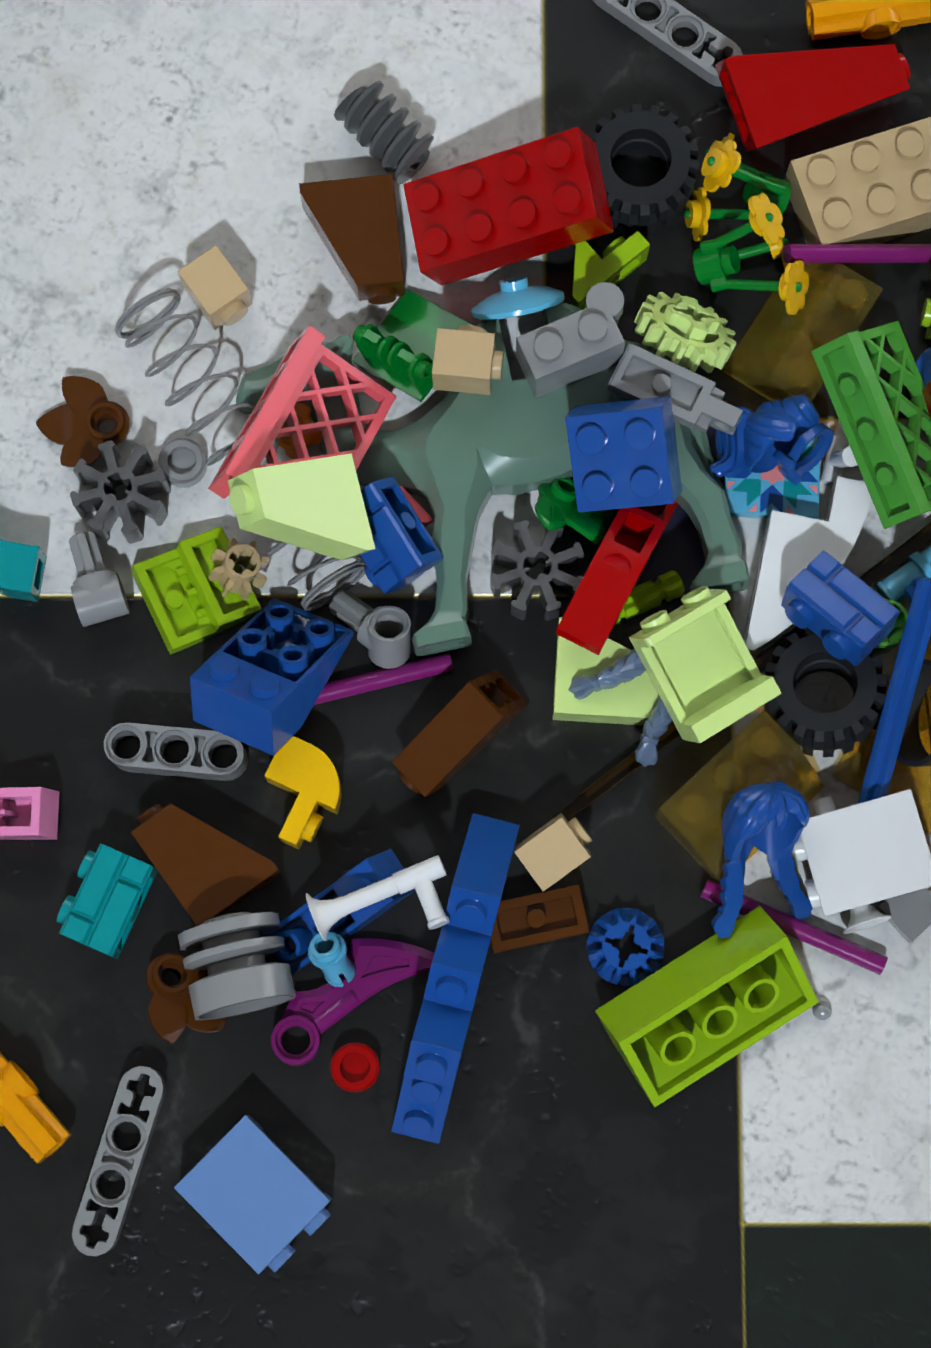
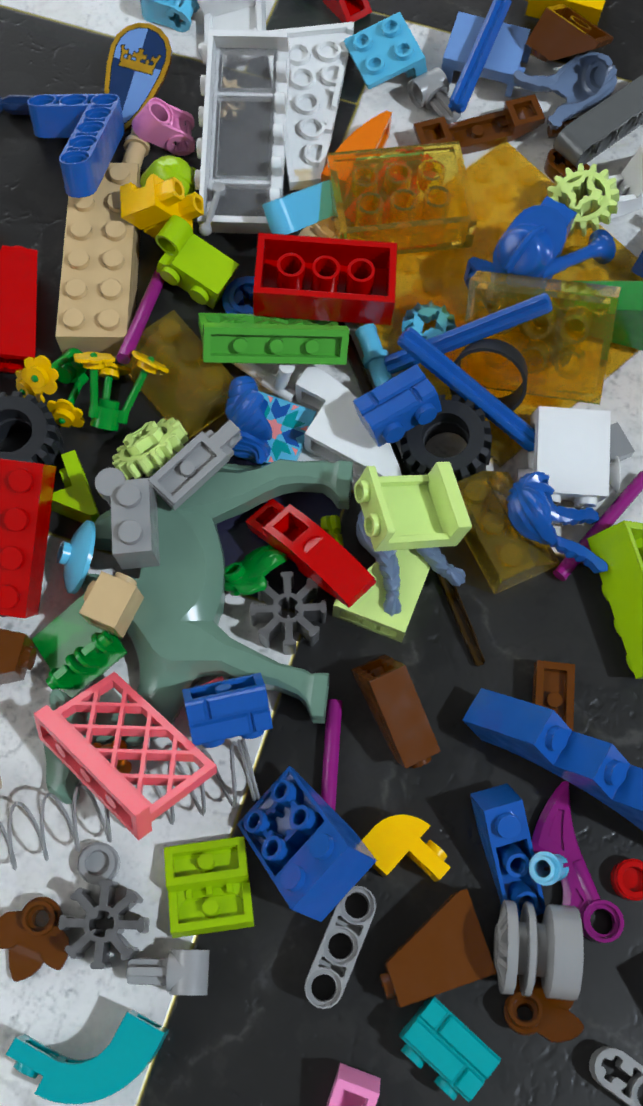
camera: 75 degrees left, 10 degrees down
(247, 557) = (203, 851): tan gear -> none
(305, 505) = (187, 760): yellowish green slope -> none
(374, 626) = (288, 748): light grey axle -> none
(417, 877) = (512, 774): white piece -> none
(554, 850) = (508, 667): tan brick -> none
(605, 957) = (571, 645): blue gear -> none
(624, 454) = (231, 510): blue brick -> none
(794, 471) = (276, 411): blue piece -> none

